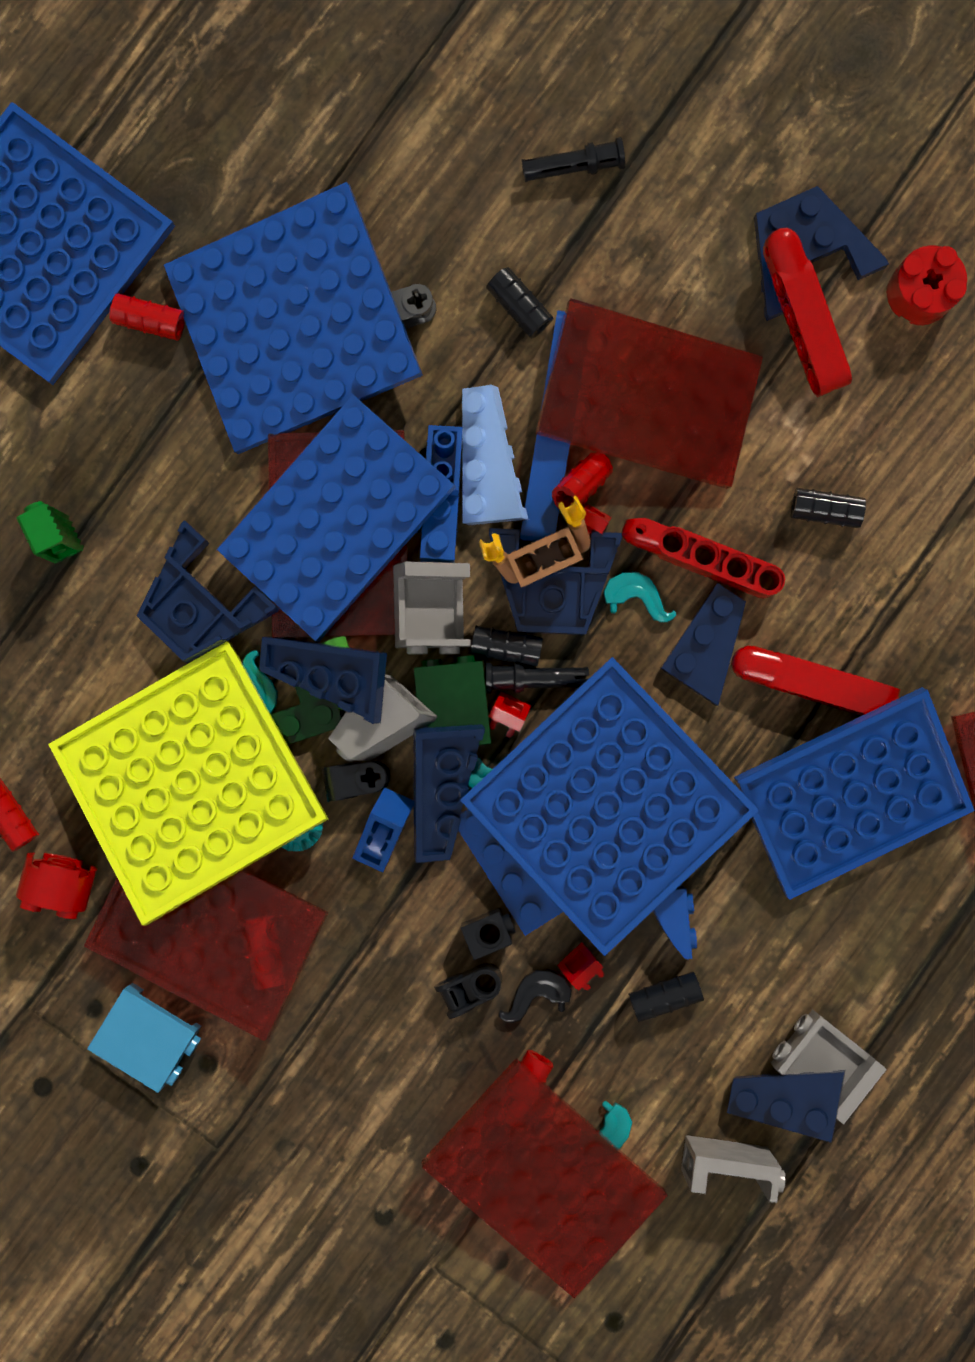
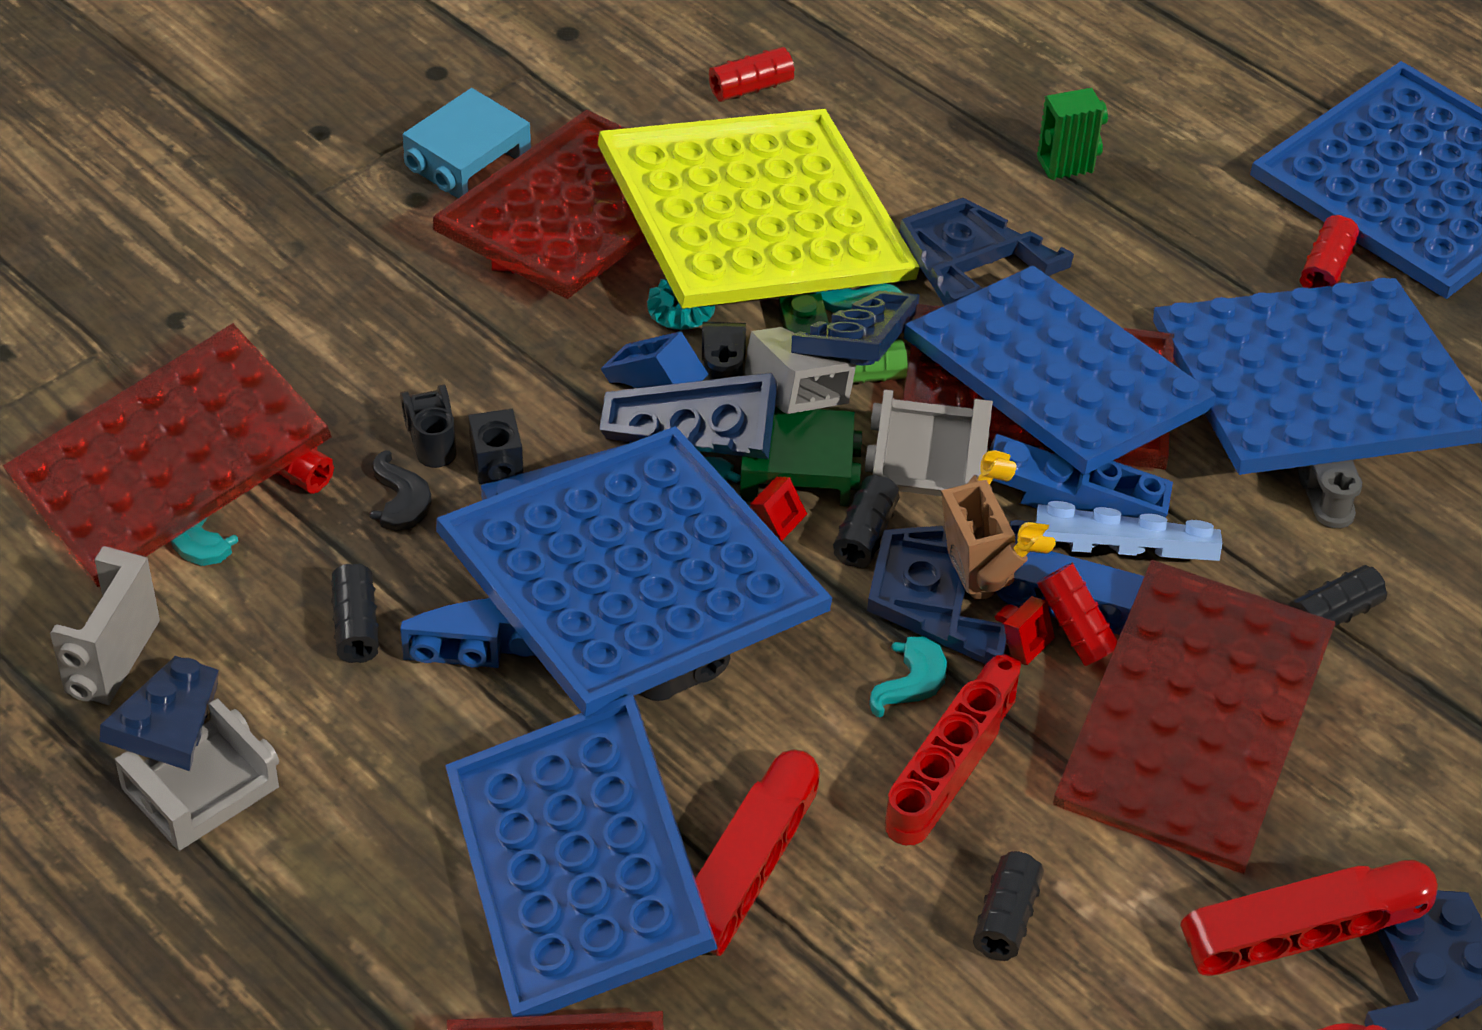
camera: 95 degrees right, 40 degrees down
(55, 884) = (663, 86): red brick -> none
(518, 677) = (822, 526): black pin -> none
(581, 967) = (421, 531): red tile -> none
(707, 645) = (833, 735): dark blue wing -> none

